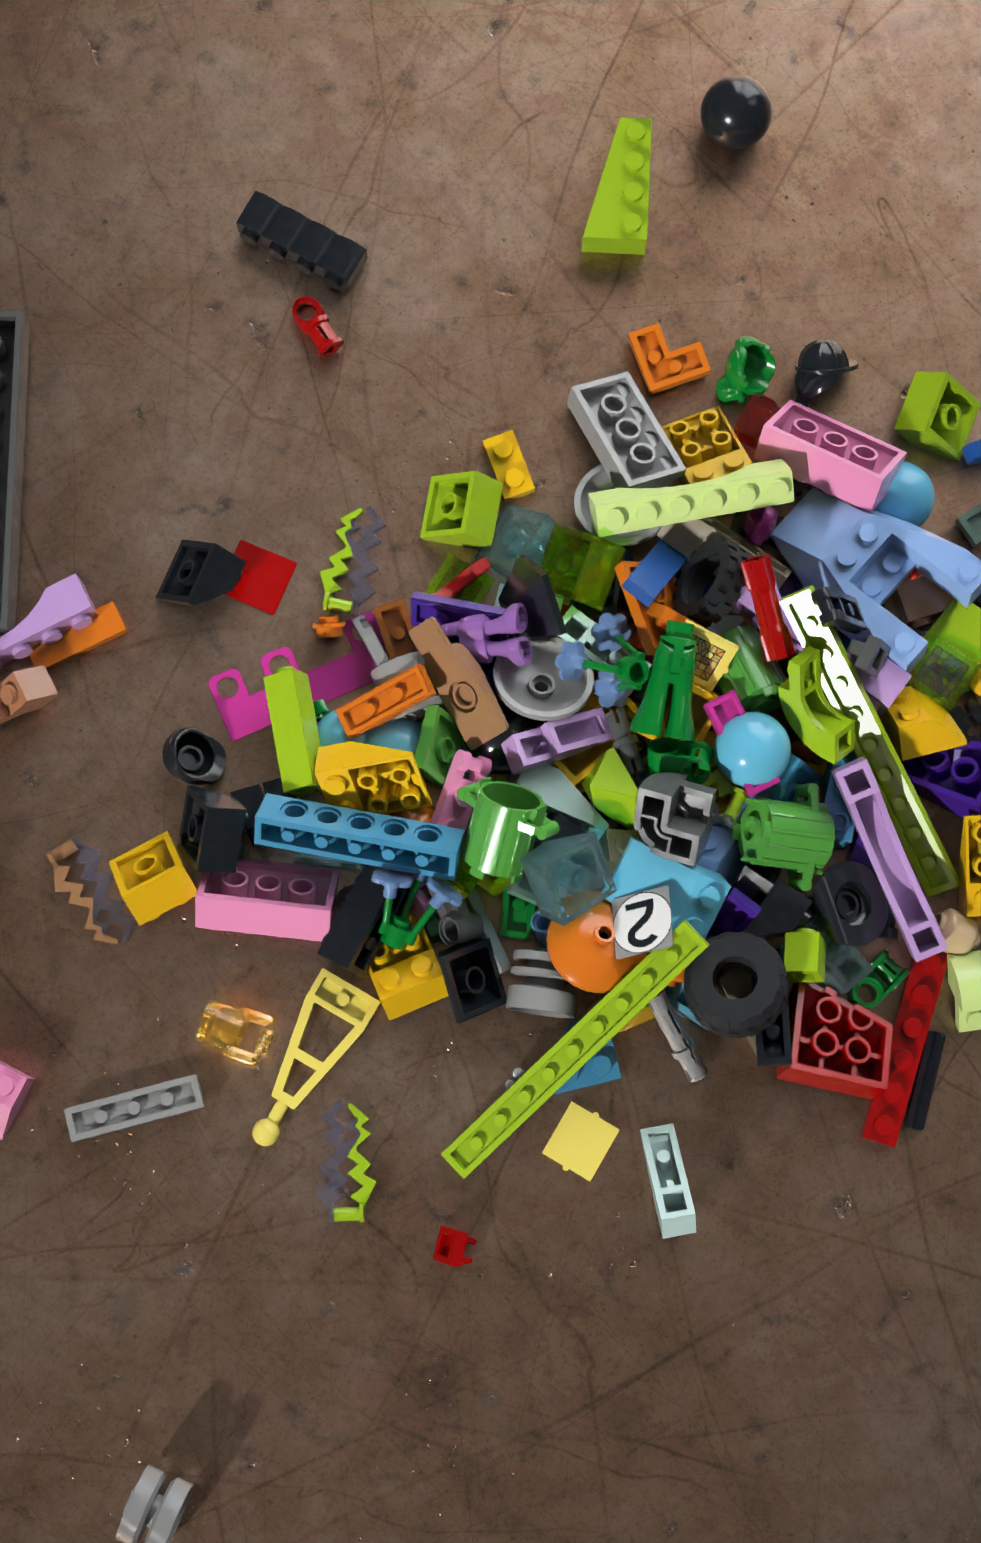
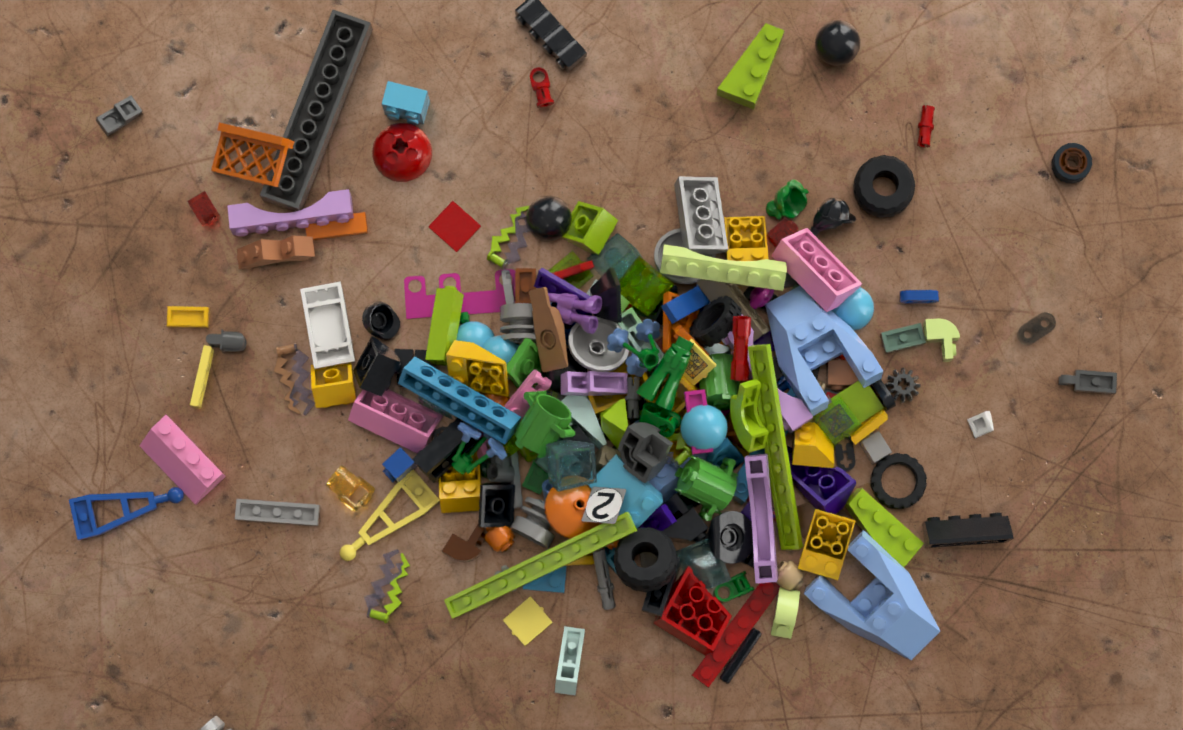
camera: 20 degrees right, 0 degrees up
(114, 792) = (327, 325): none -> white slope
(118, 414) = (405, 103): none -> medium azure brick
(146, 505) = (403, 162): none -> red piece
(200, 573) = (421, 213): black slope -> none
(298, 970) = (398, 465): none -> blue brick
(329, 626) = (486, 270): orange plate -> none
(386, 701) = (502, 327): orange tile -> none
(396, 516) = (548, 218): none -> black piece
(443, 1067) = (465, 550): none -> reddish brown brick
(451, 1247) = (431, 654): red tile -> none
(494, 1028) = (499, 538): none -> orange head
(508, 465) = (626, 210): yellow plate -> none
(666, 368) = (740, 183): orange plate -> none
(805, 956) = (692, 558): lime brick -> none
(838, 610) = (780, 364): black plate -> none
(869, 655) = (791, 396): dark grey tile -> none
(887, 272) = (890, 168): none -> black tyre
(909, 193) = (925, 126): none -> red pin
(937, 414) = (892, 266): lime slope -> none

